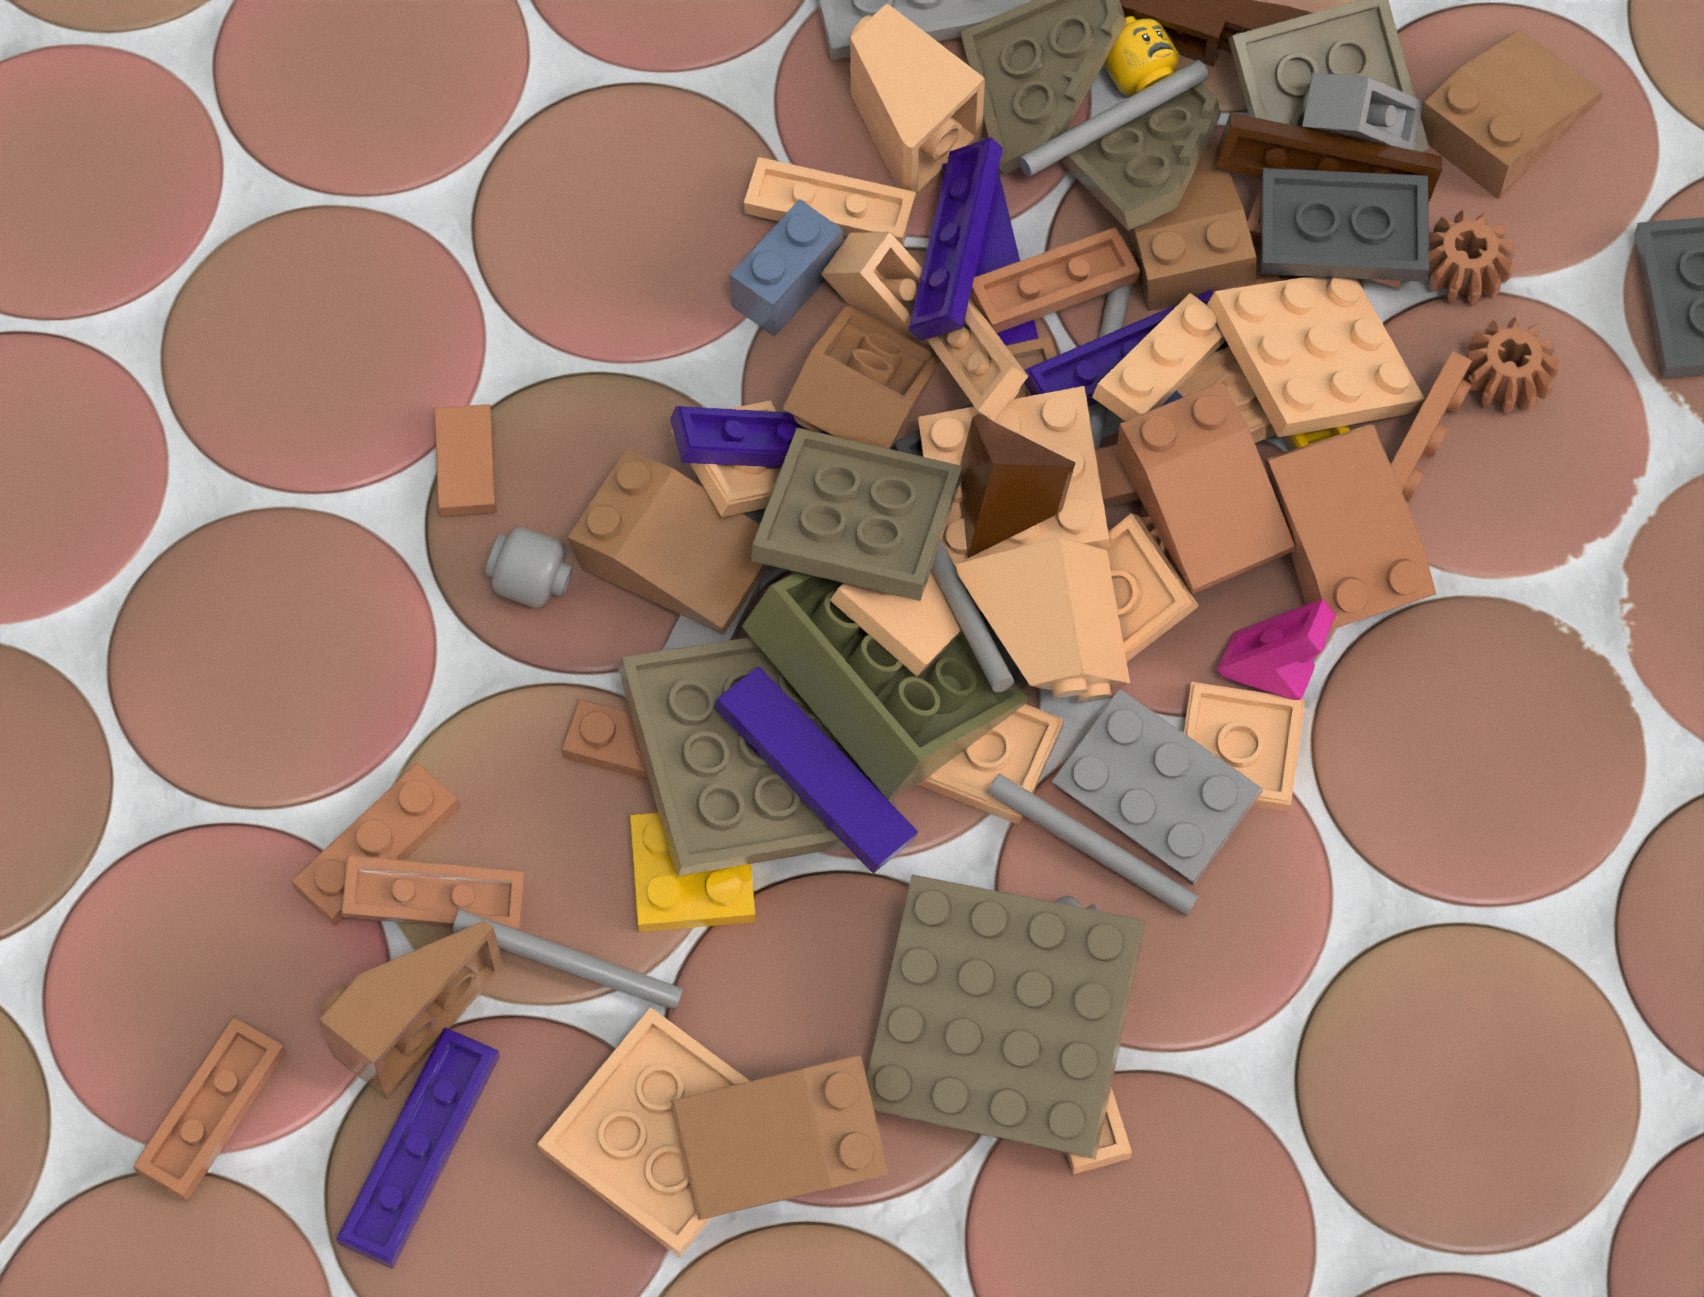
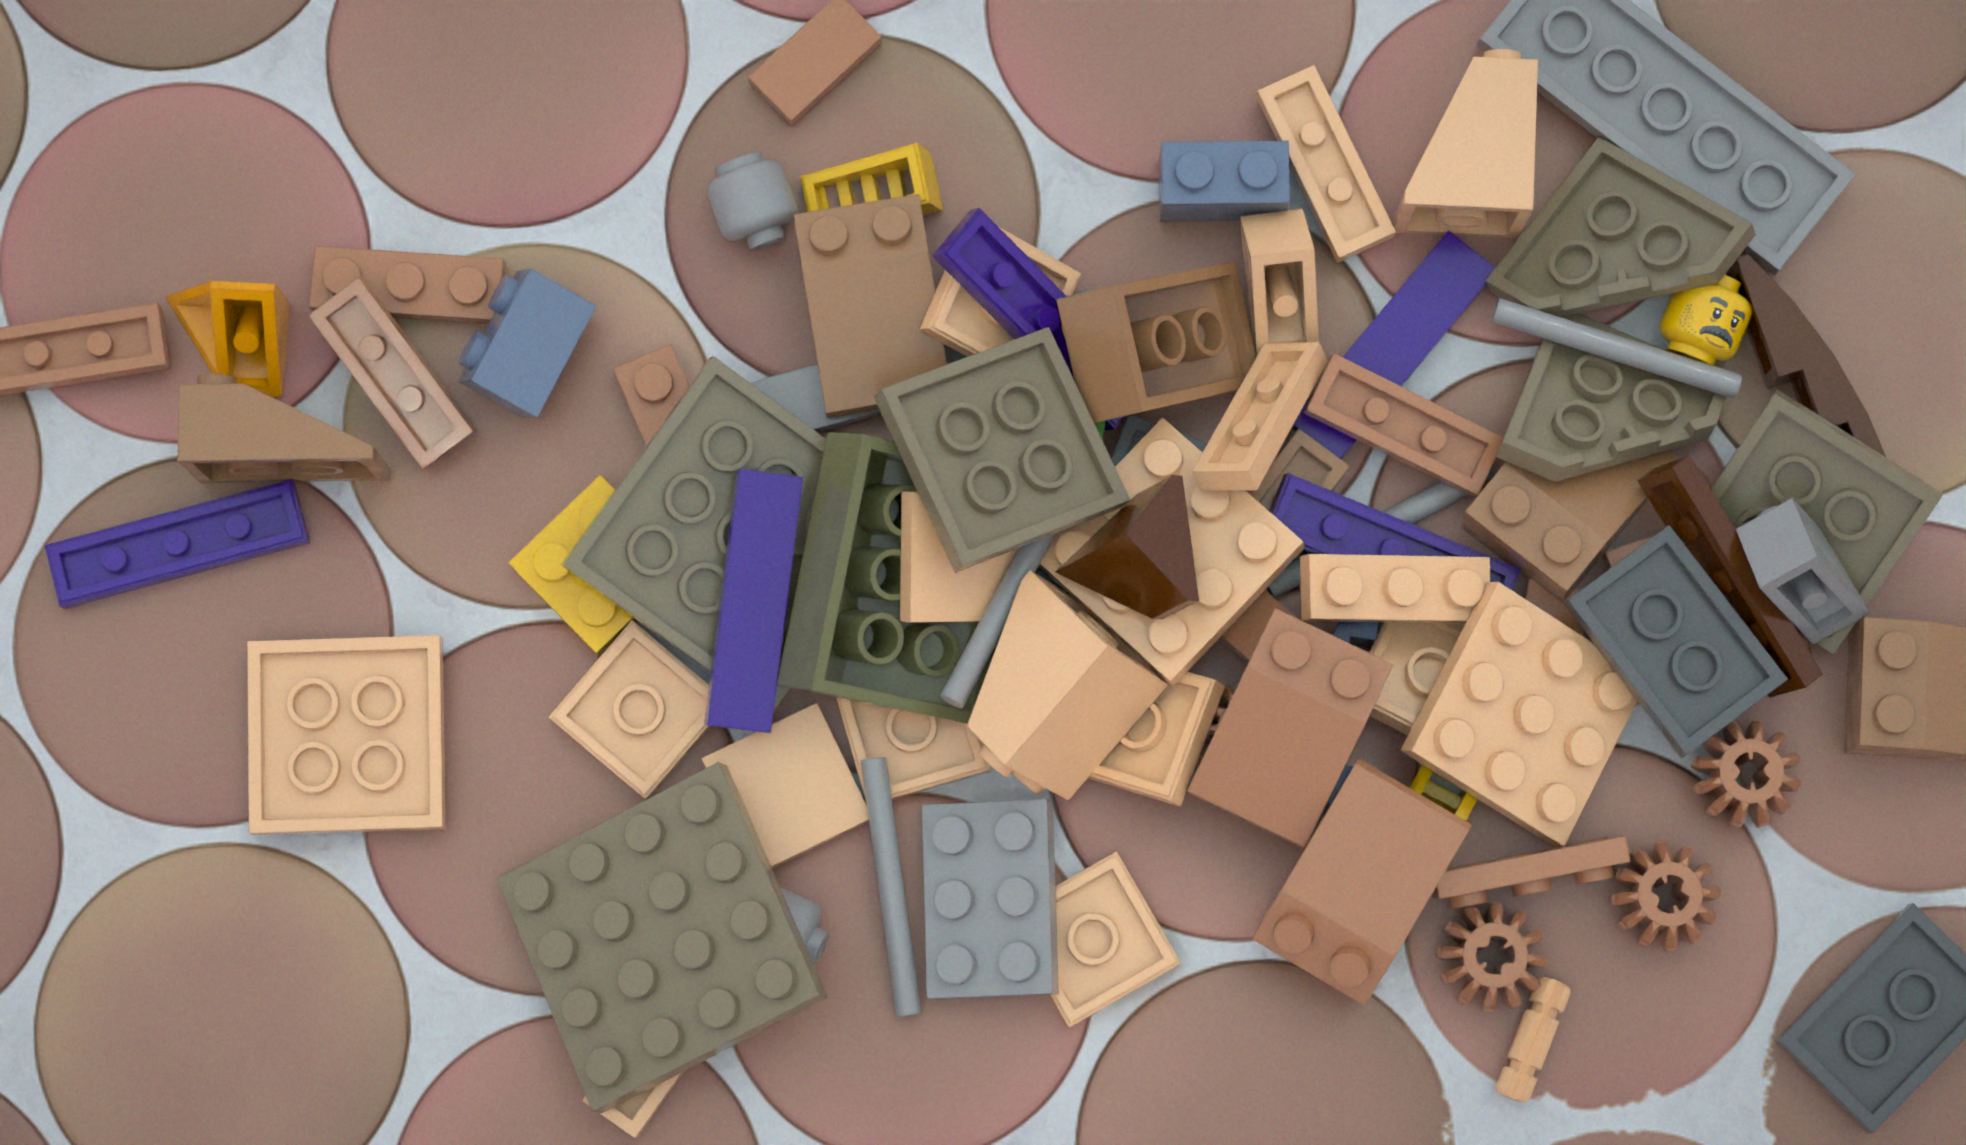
camera: 50 degrees right, 15 degrees up
(294, 977) = (238, 330): none -> light orange slope
(494, 787) = (524, 342): none -> sand blue brick
(577, 962) = (427, 531): light grey bar -> none
(582, 466) = (889, 163): none -> yellow slope
(779, 1137) = (403, 838): medium nougat slope -> none
(820, 922) = (636, 710): none -> light nougat tile
(955, 239) = (1368, 308): dark purple tile -> none
(964, 847) = (794, 785): none -> light nougat tile
(1279, 651) = (1200, 905): dark pink slope -> none
(1485, 495) = (1478, 939): none -> nougat gear
(1541, 521) = (1533, 1040): none -> light nougat axle

